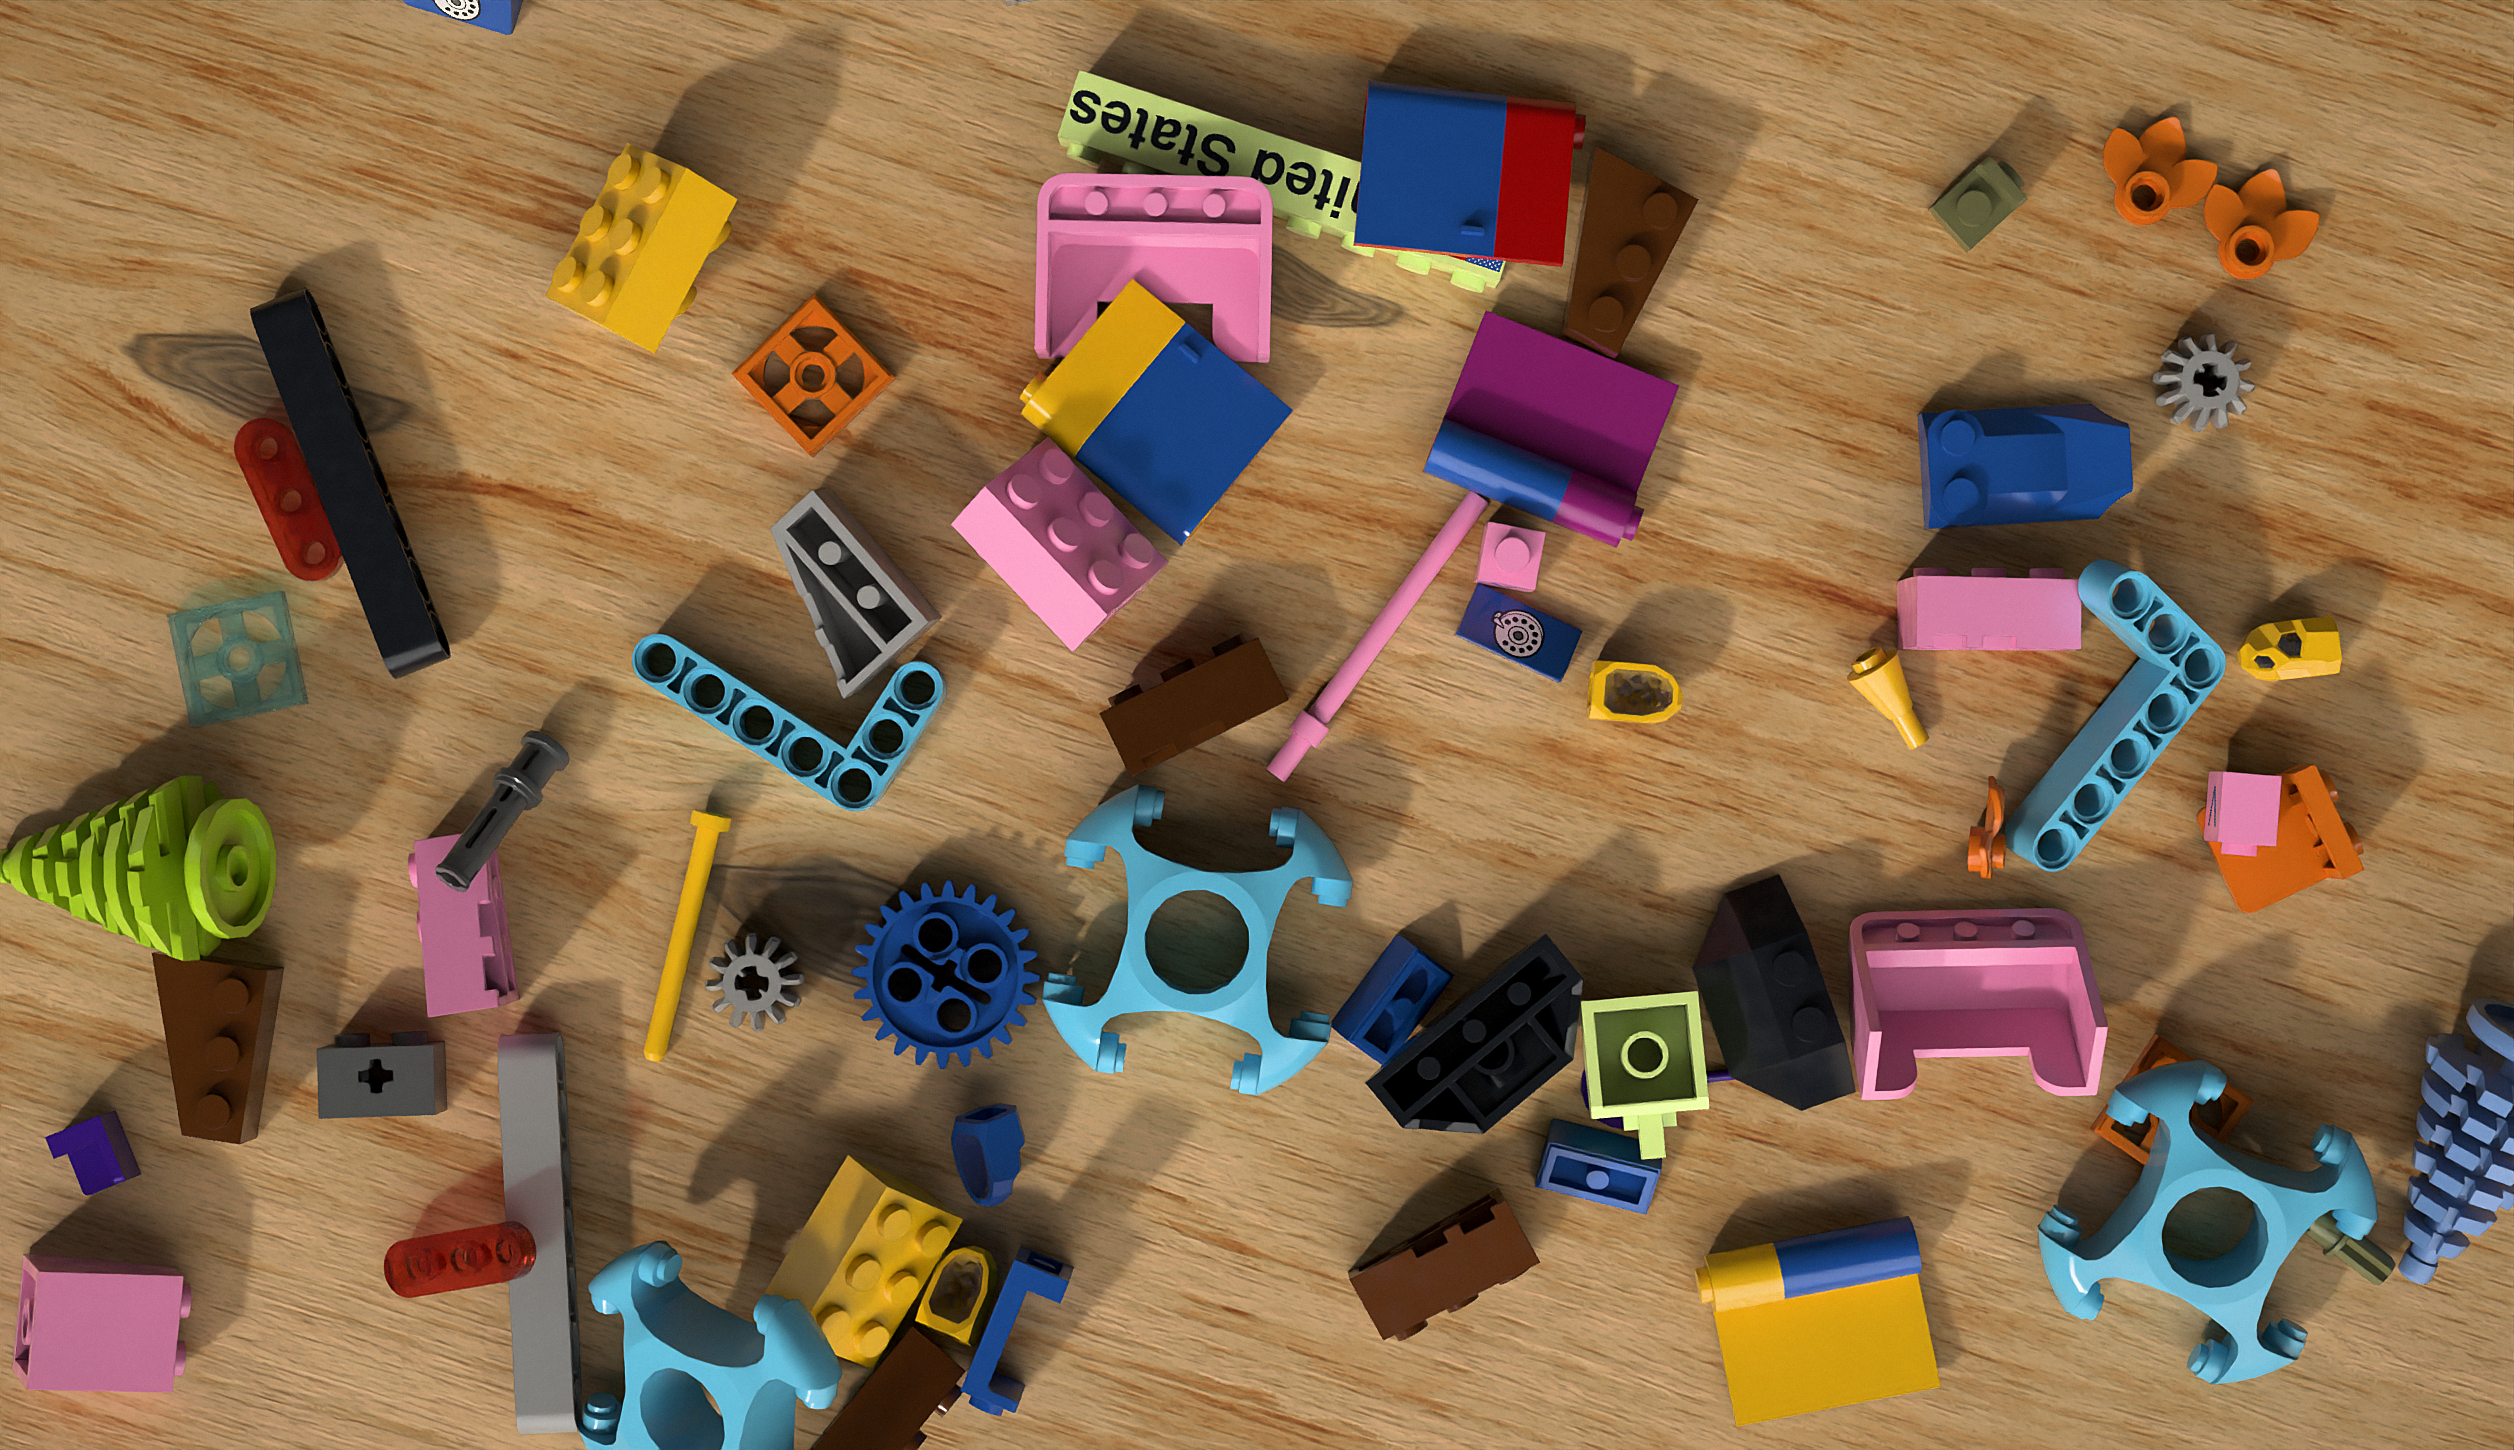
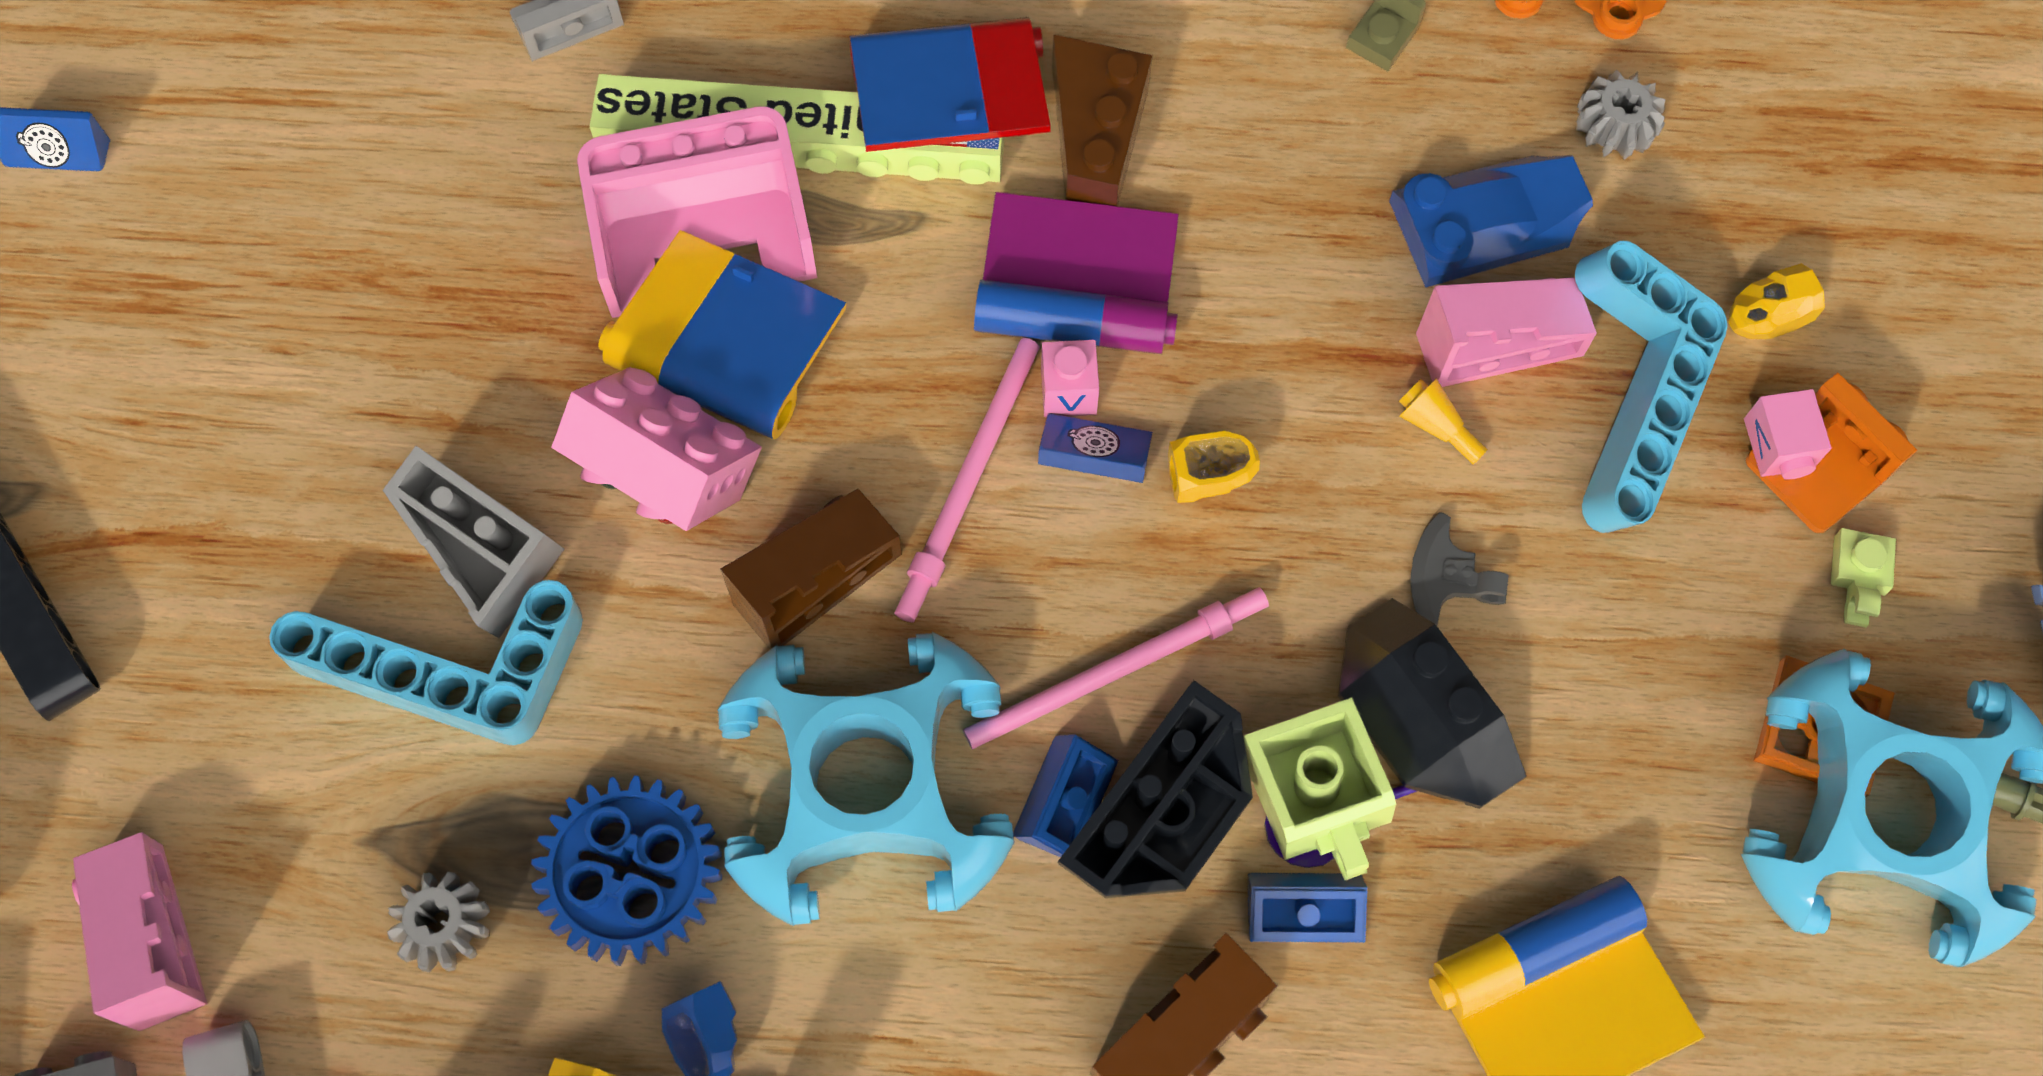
camera: 10 degrees left, 20 degrees down
(515, 790) = (169, 790): dark grey pin -> none
(642, 247) = (231, 289): yellow piece -> none
(684, 929) = (371, 787): yellow bar -> none
(752, 375) = (445, 396): orange piece -> none
(1588, 856) = (1211, 622): none -> bright pink bar
(1842, 860) = (1446, 572): none -> dark grey piece
(1973, 990) = (1609, 650): bright pink windscreen -> none
(1985, 846) = (1570, 523): orange plate -> none
(2276, 960) = (1866, 568): none -> yellowish green plate

